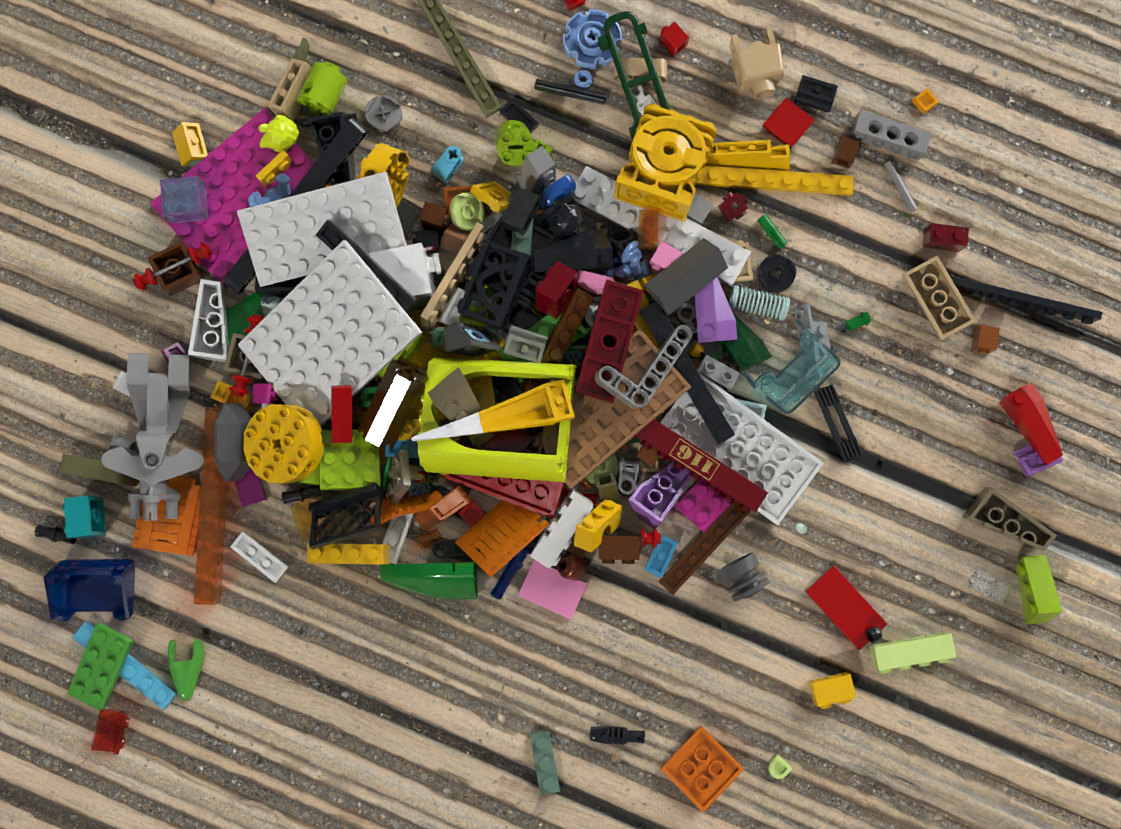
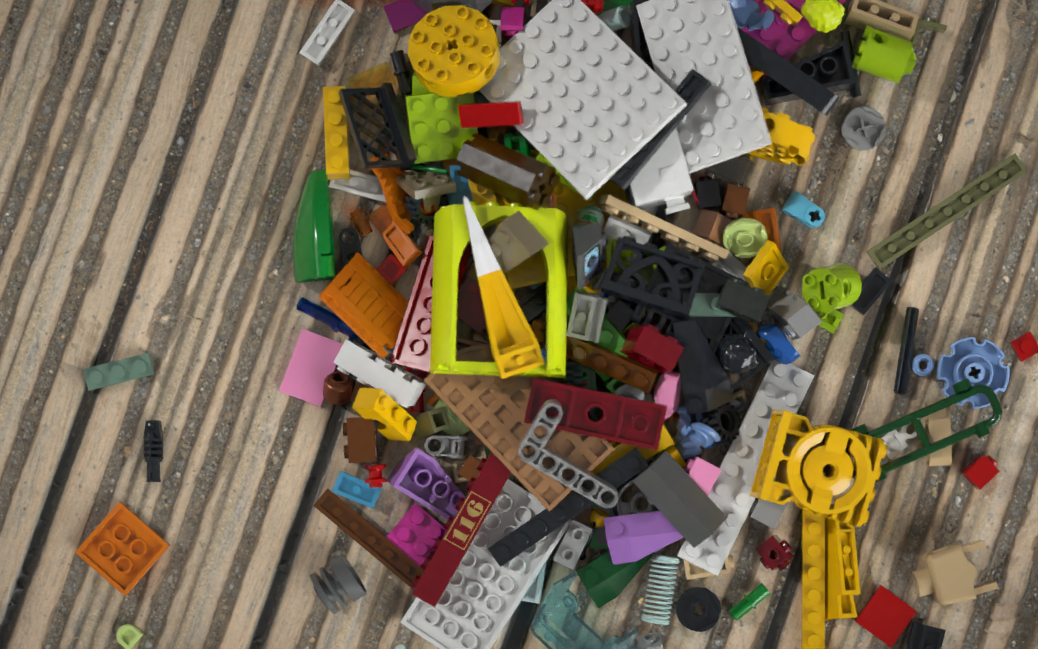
camera: 85 degrees right, 5 degrees up
(648, 229) = (736, 452): clear orange plate -> none

